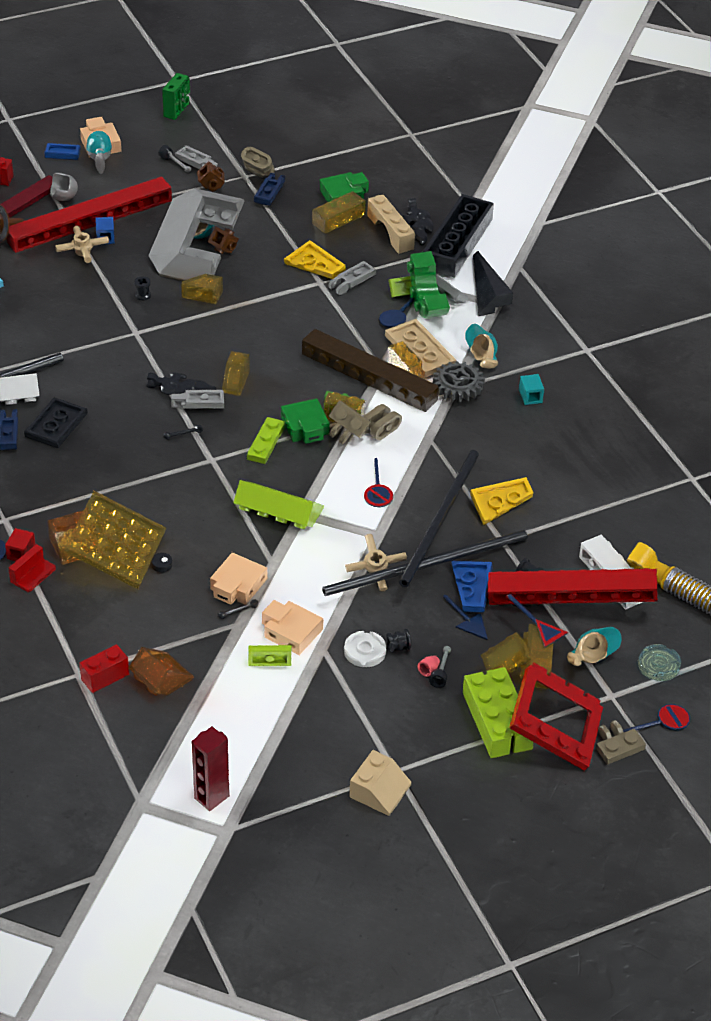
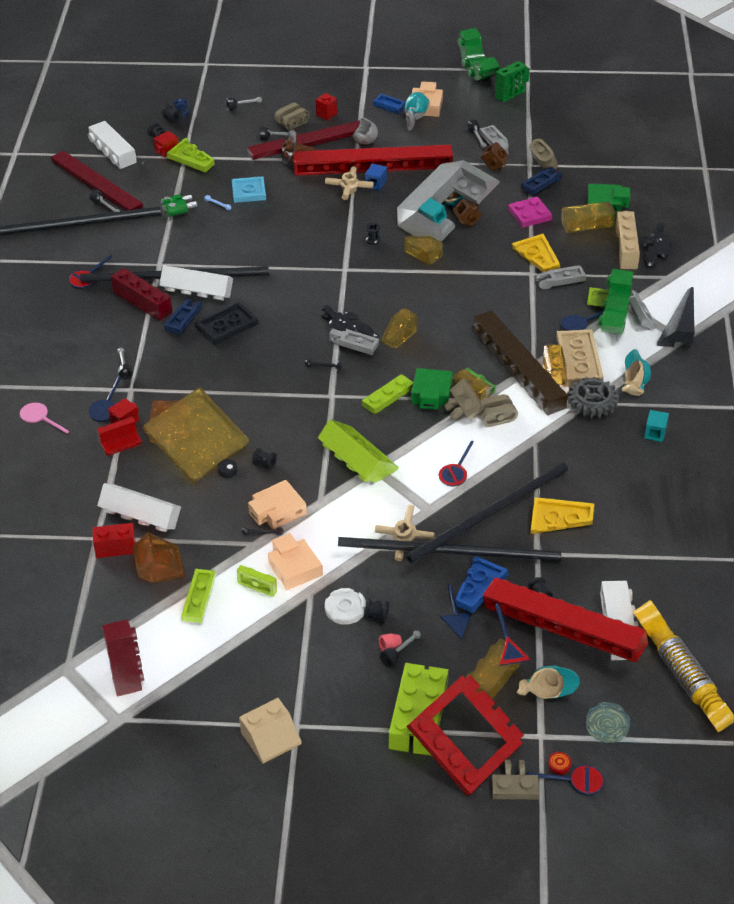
camera: 30 degrees right, 0 degrees up
(106, 627) = (138, 506): none -> white brick
(121, 82) = (473, 56): none -> green brick
(193, 544) = (270, 458): none -> black bush
(196, 247) = (433, 210): none -> teal brick
(223, 690) = (198, 596): none -> lime plate
(278, 223) = (529, 212): none -> dark pink plate
(460, 233) = (681, 267): black brick -> none
(508, 653) = (459, 659): clear yellow brick -> none
(643, 712) = (559, 763): none -> red tile

